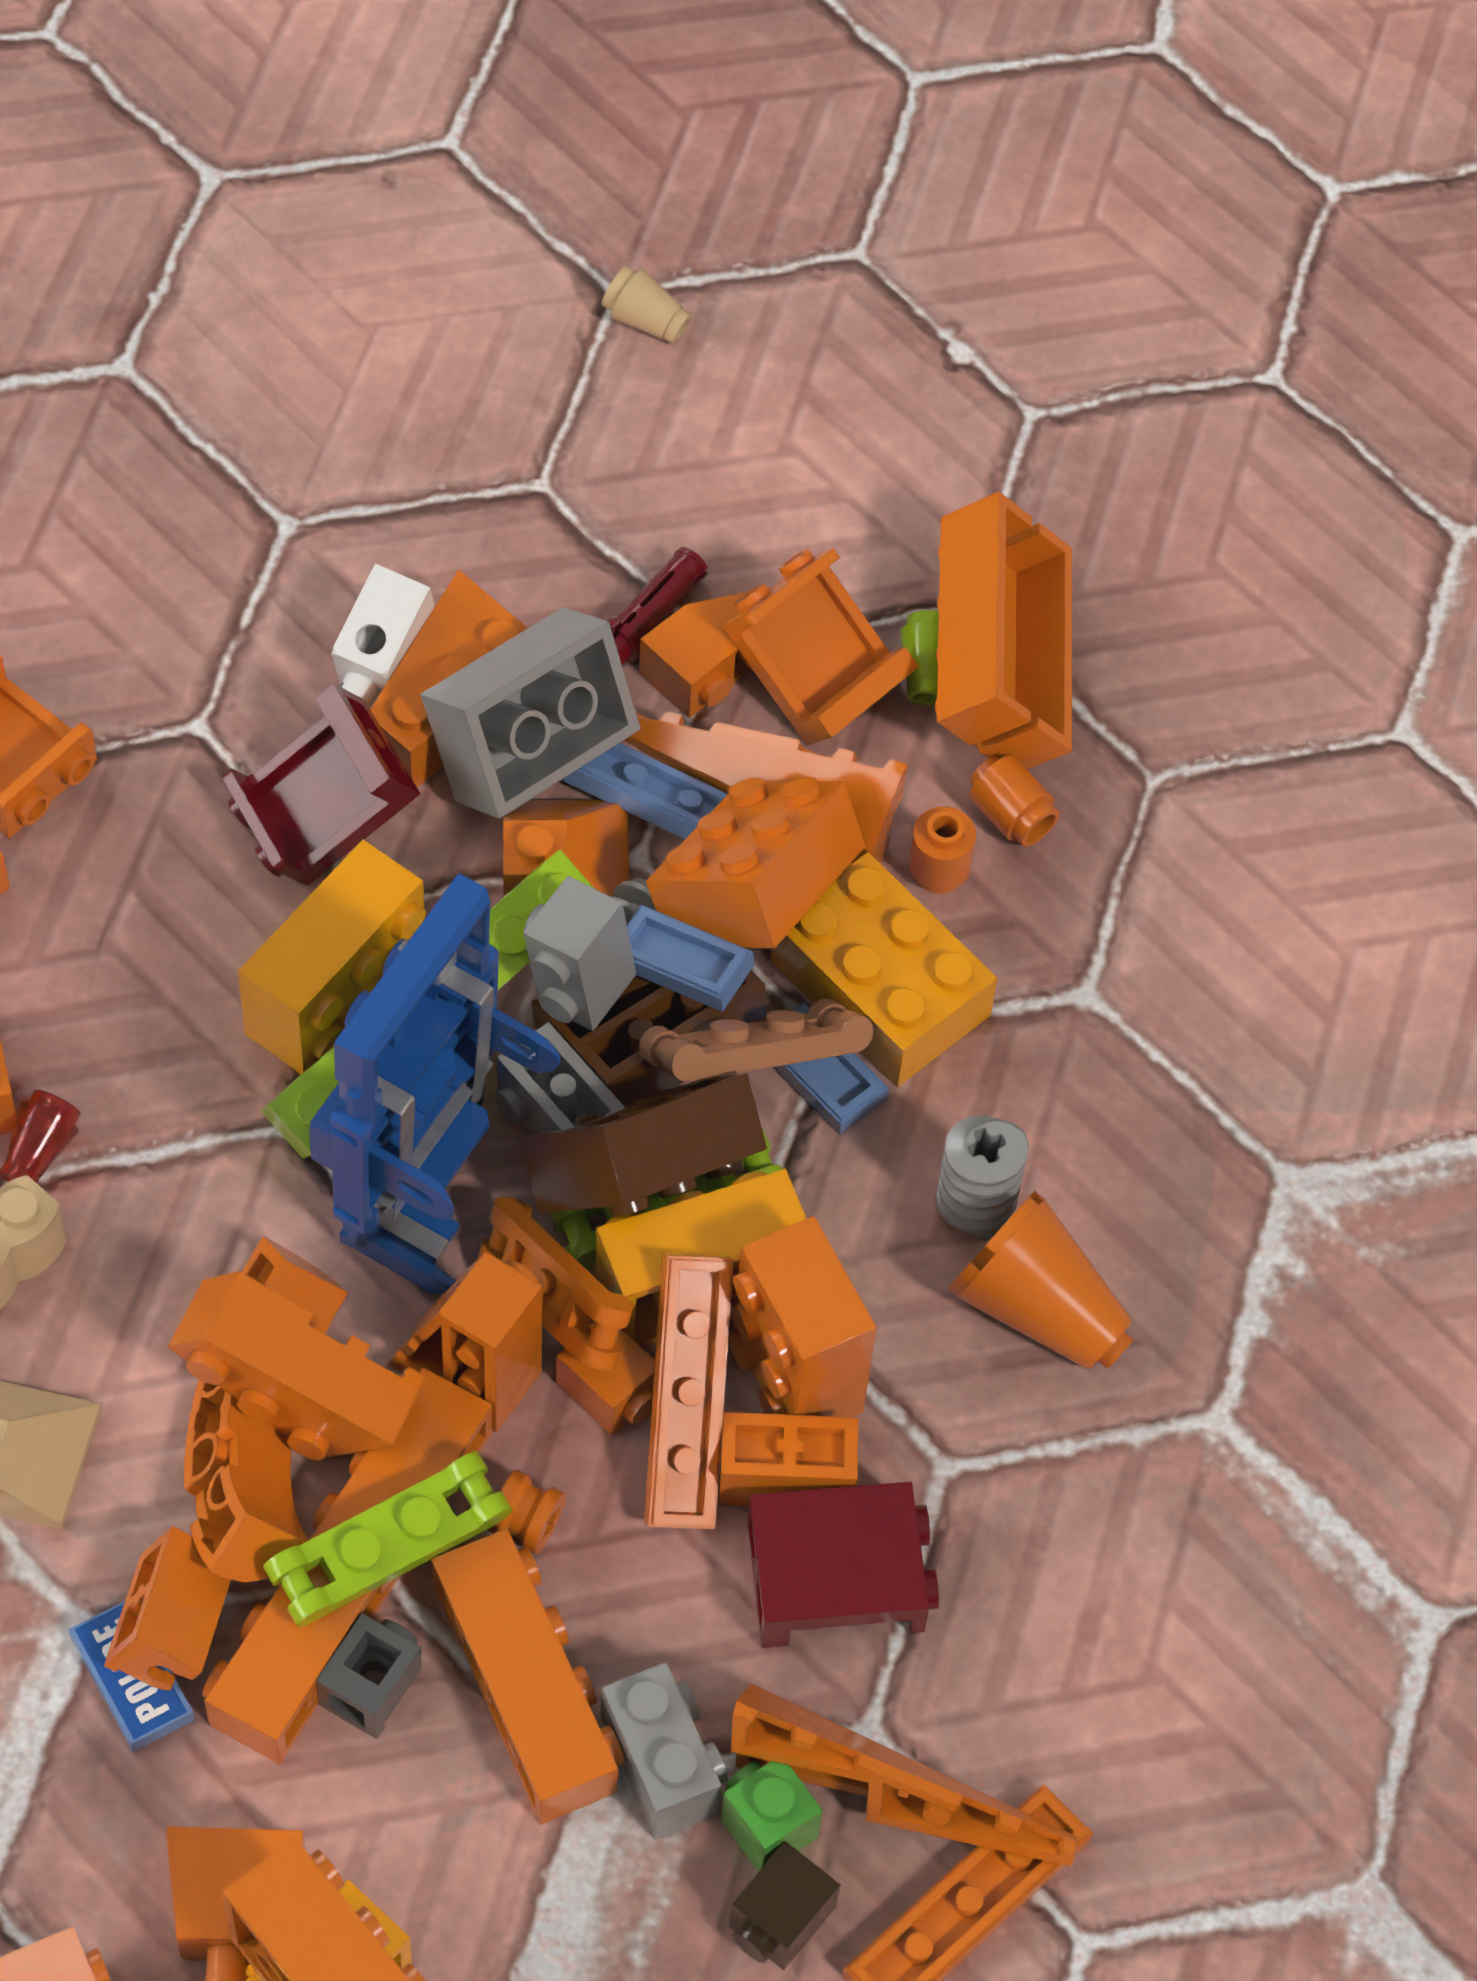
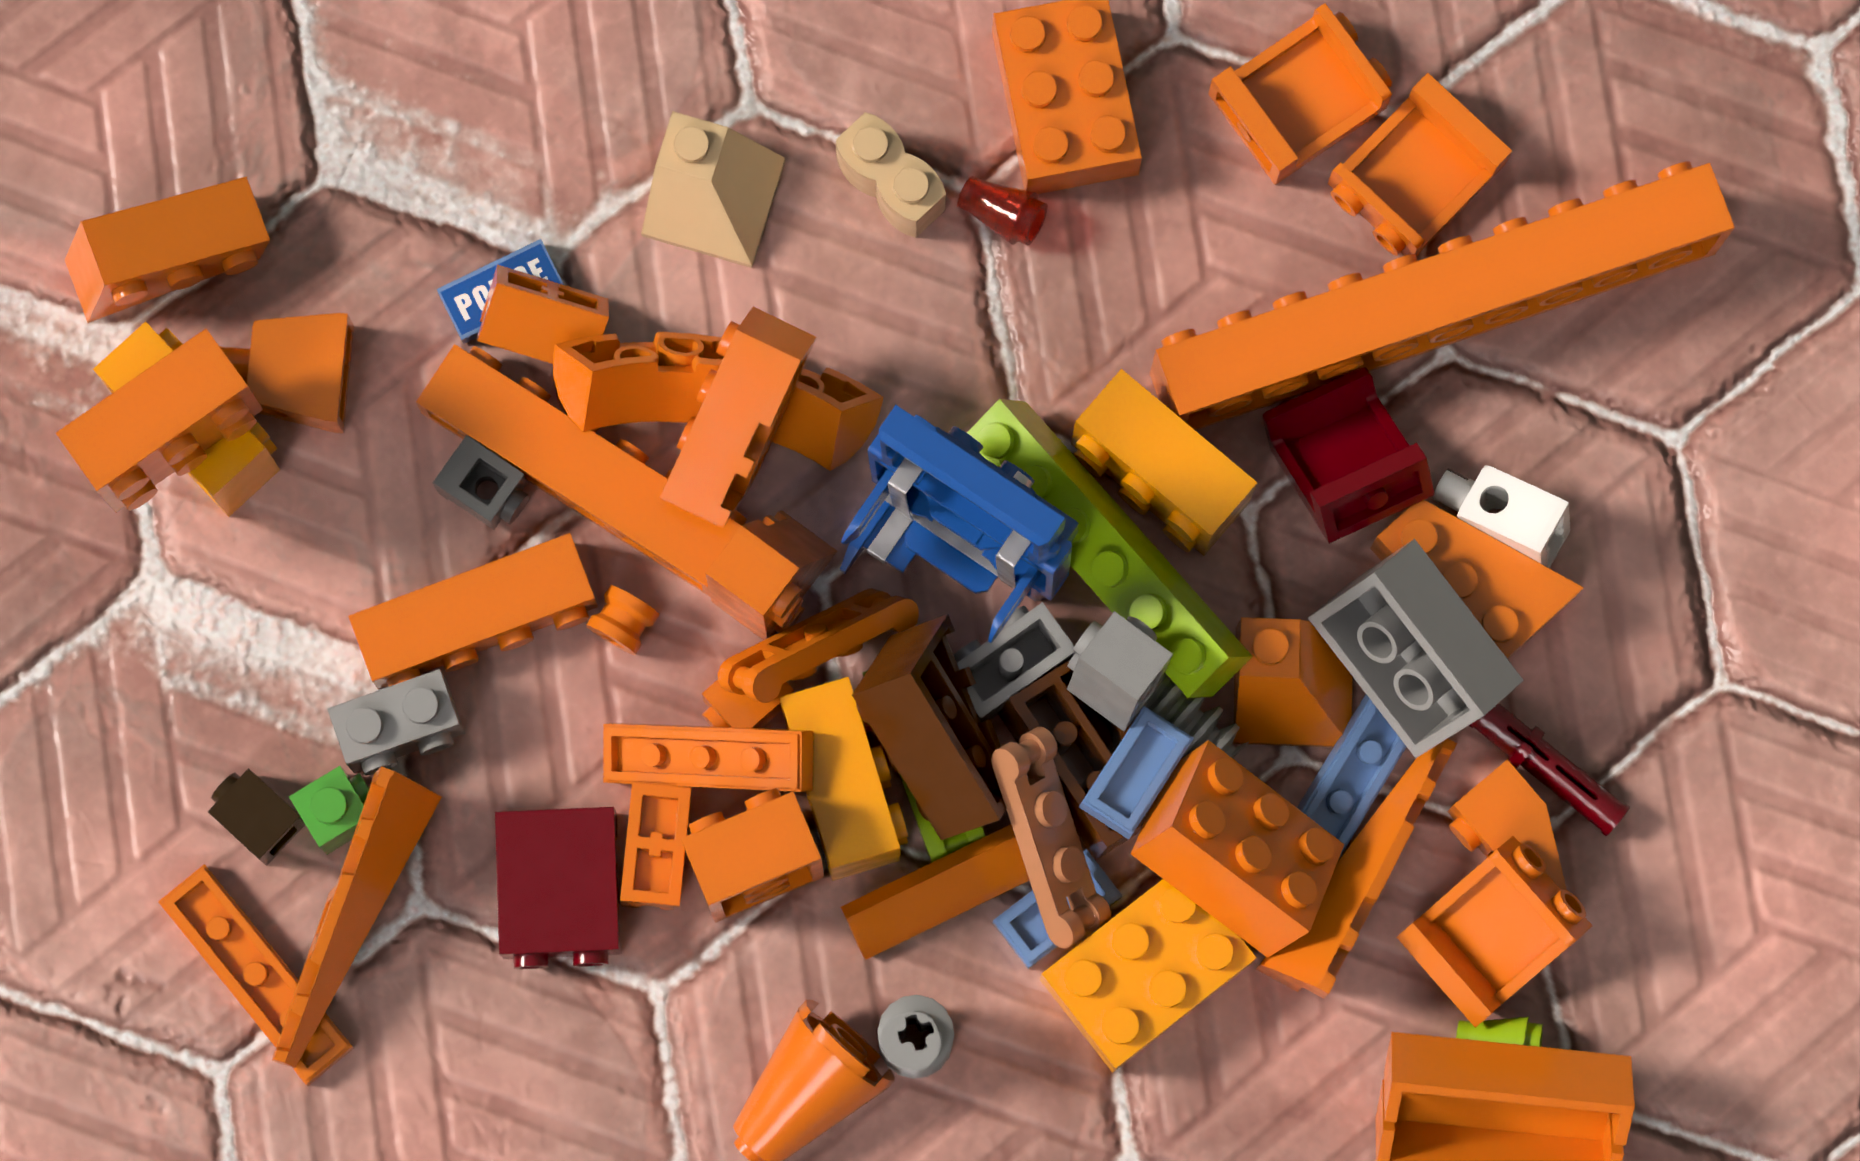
camera: 95 degrees right, 20 degrees up
(146, 703) = (1442, 297): none -> orange brick
(387, 1540) = (581, 494): lime plate -> none
(815, 1172) = (936, 892): none -> orange tile
(942, 849) = (1257, 1045): orange brick -> none
(1013, 800) = (1332, 1110): orange brick -> none

